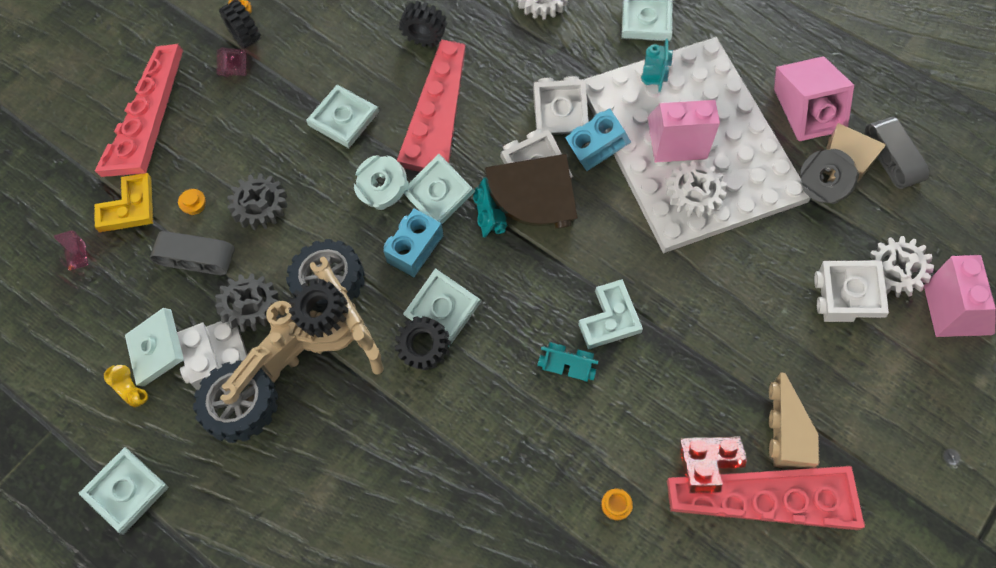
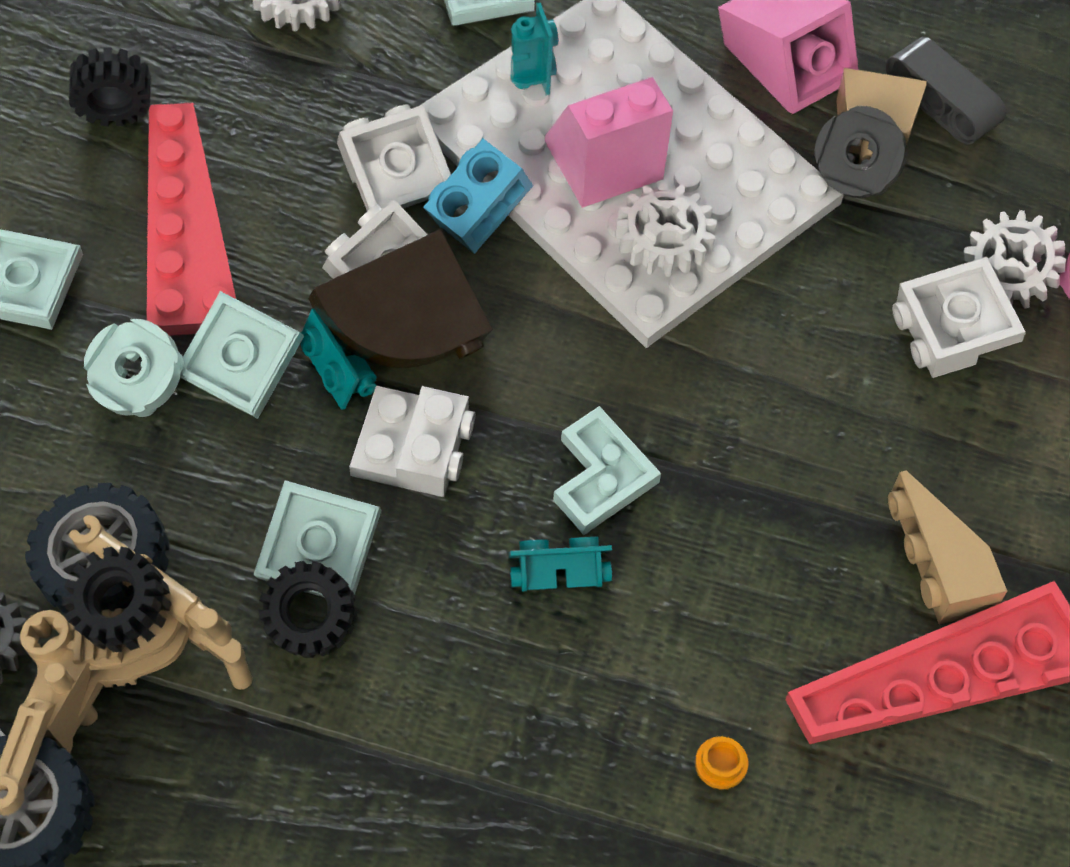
camera: 25 degrees left, 5 degrees down
(418, 244) = (235, 451): medium azure brick -> none
(514, 266) = (413, 439): none -> white plate
(704, 457) = (833, 643): clear red plate -> none

